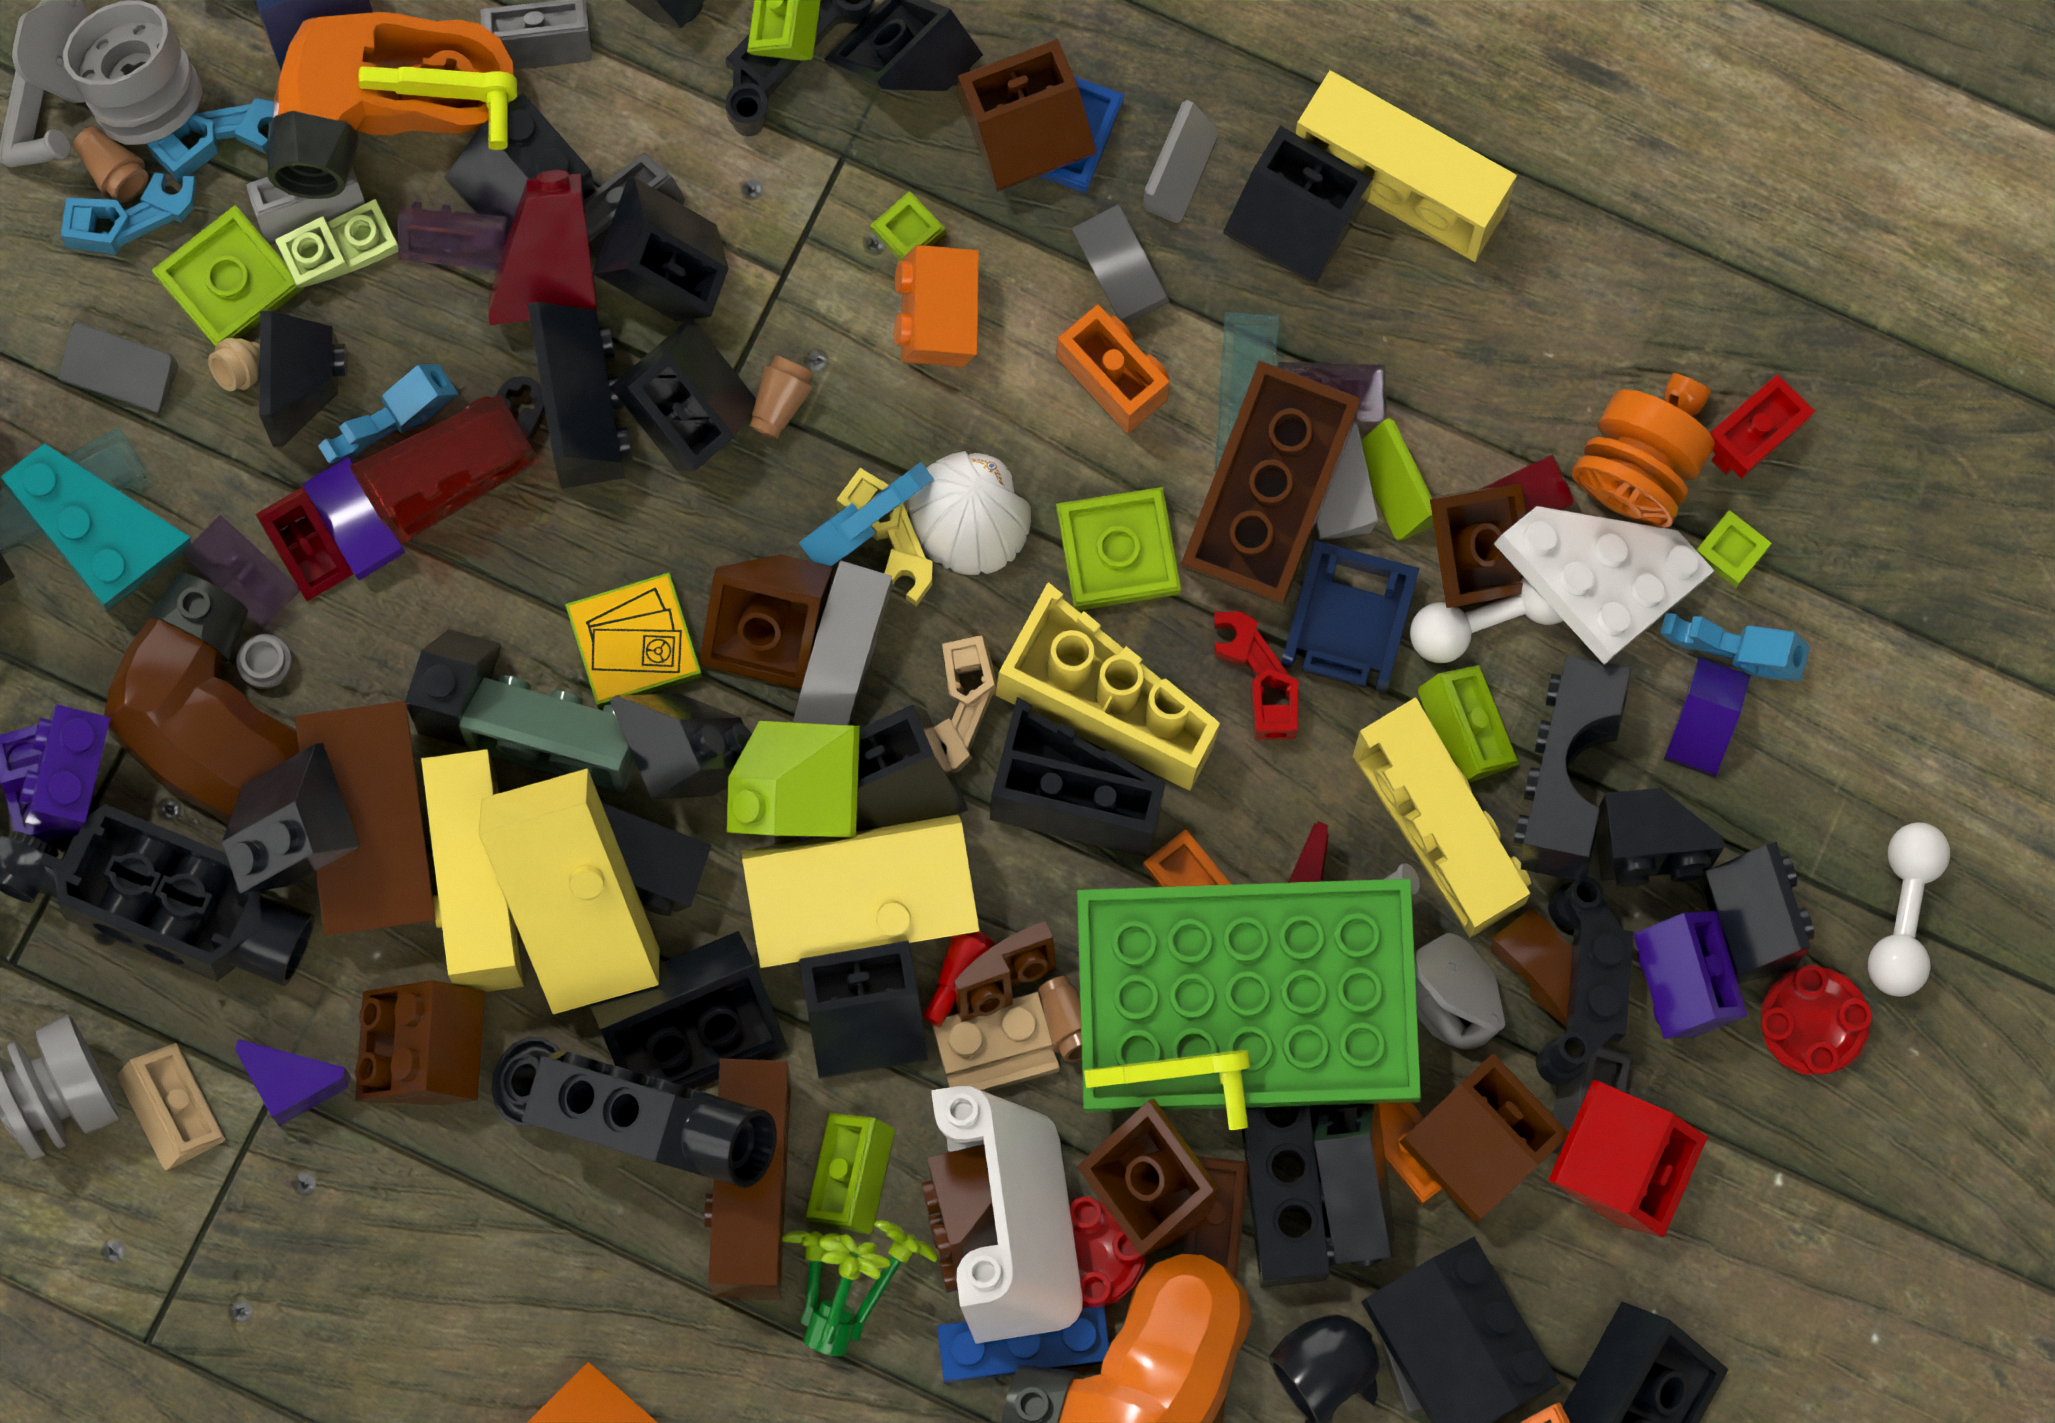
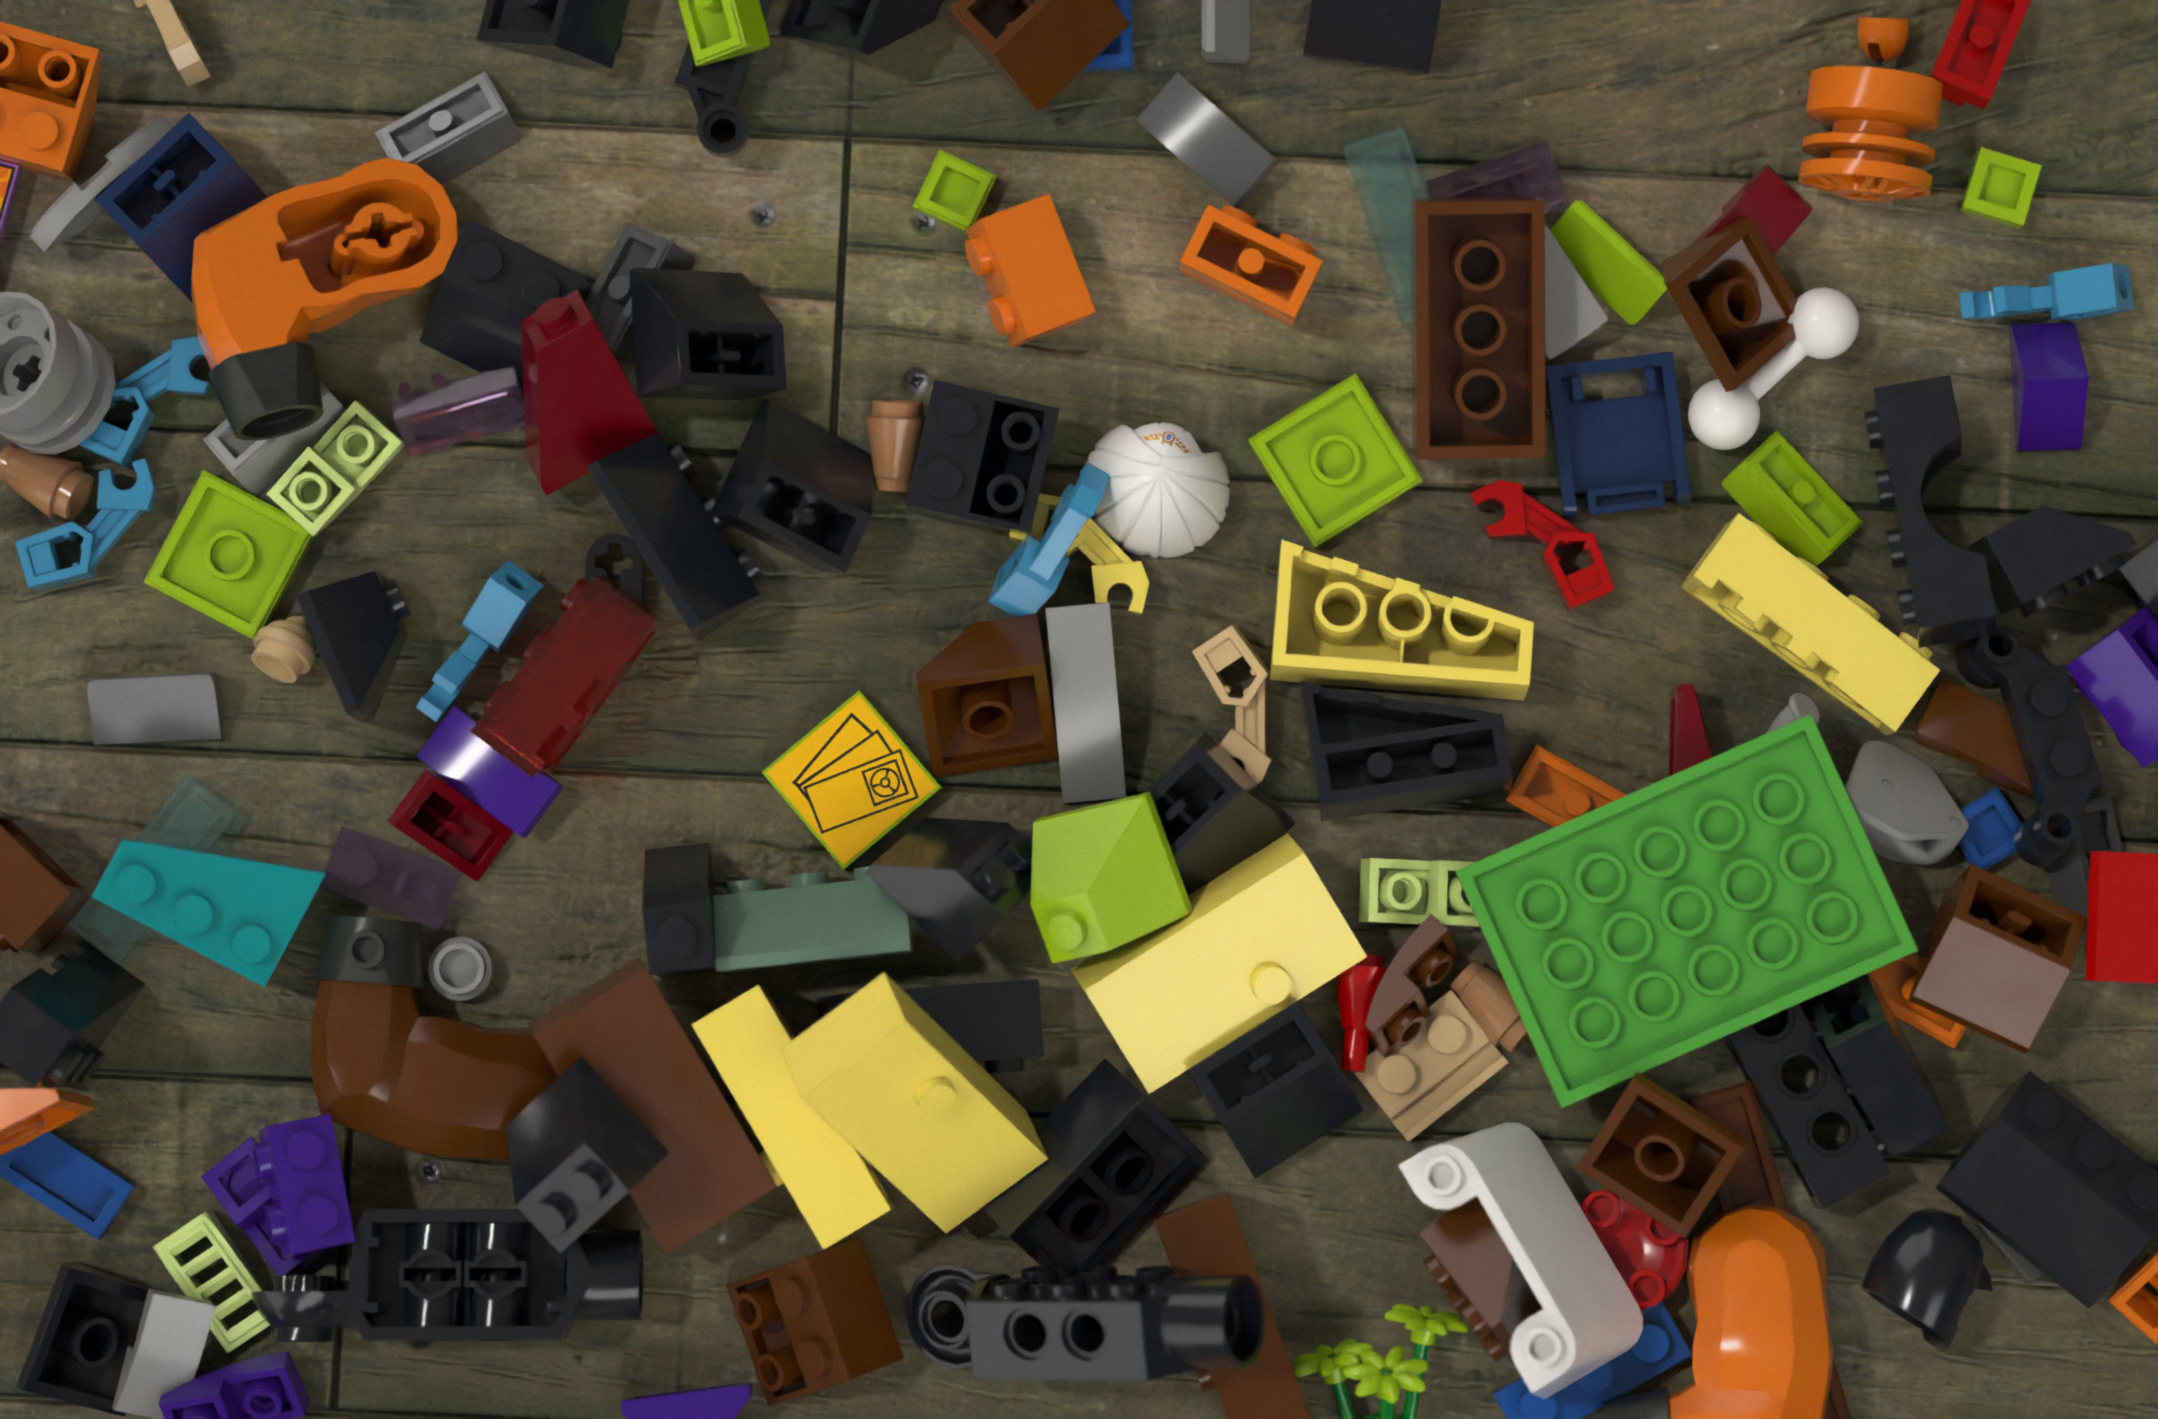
camera: 20 degrees left, 10 degrees up
(492, 87) = (437, 230): neon yellow piece -> none
(837, 430) = (981, 459): none -> black slope
(850, 1173) = (1330, 1266): lime slope -> none
(1031, 898) = (1411, 891): none -> yellowish green slope
(1225, 1063) = (1696, 1001): neon yellow piece -> none
(1520, 1041) = (1989, 830): none -> blue tile
(1603, 572) = (1877, 279): white plate -> none

